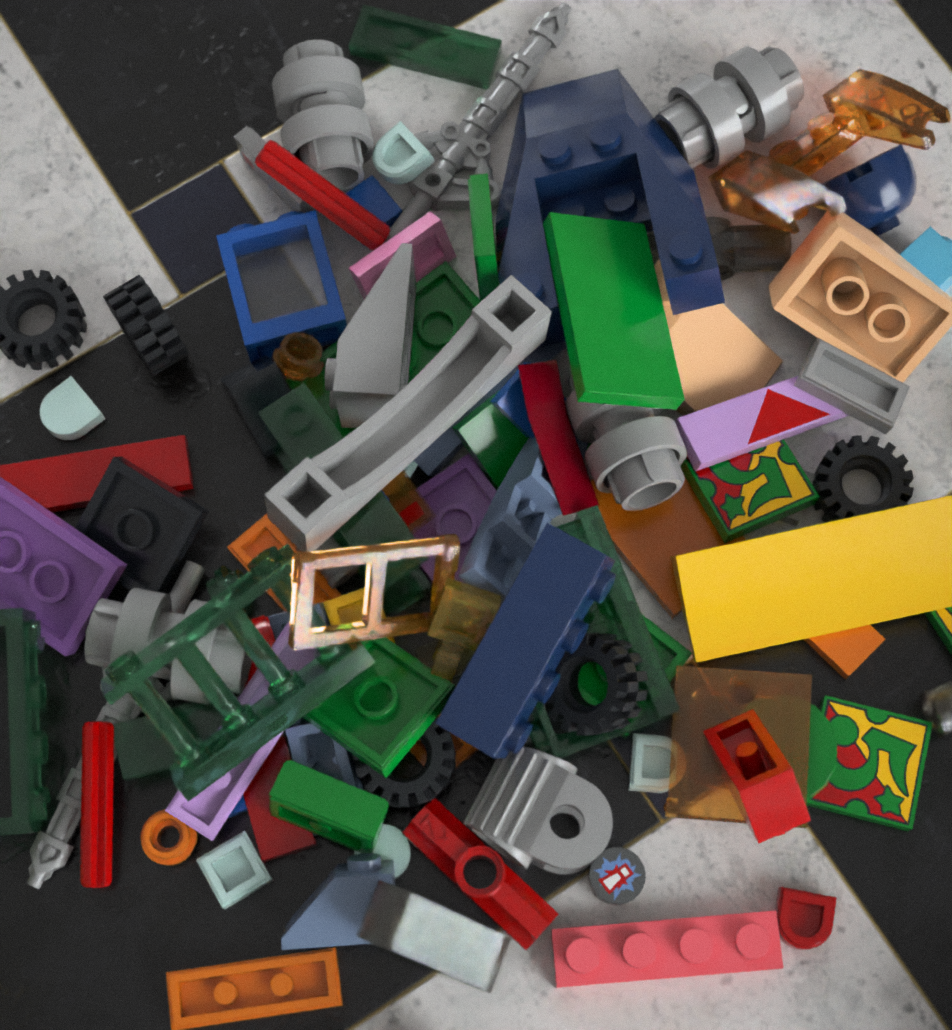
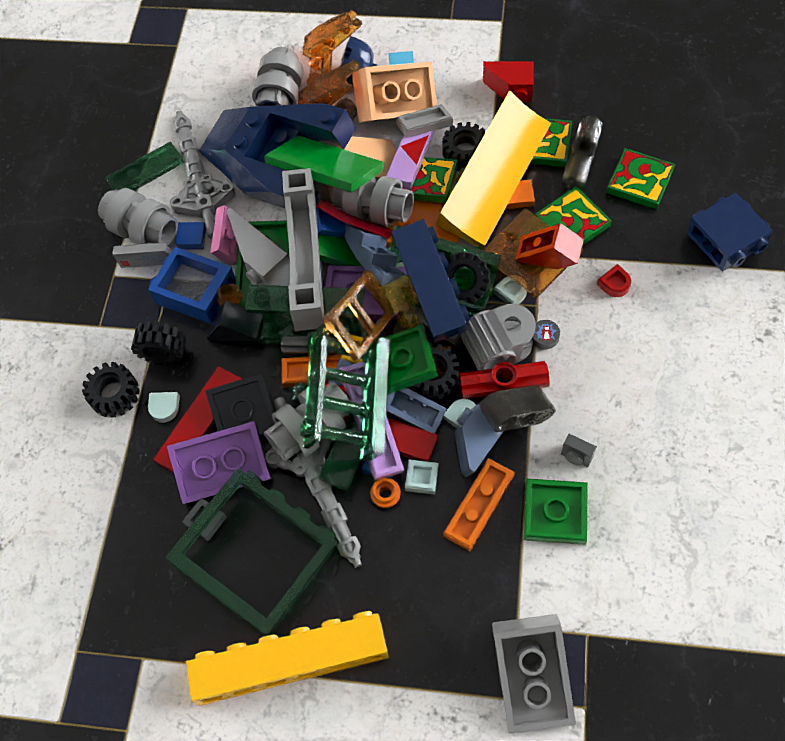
camera: 45 degrees left, 10 degrees down
(97, 804) = (347, 509): red axle -> none
(322, 195) = (171, 238): red axle -> none
(327, 807) = (429, 413): green slope -> none
(400, 156) = (182, 203): light aqua tile -> none
(483, 234) = (252, 195): green tile -> none
(666, 949) = (588, 338): coral plate -> none

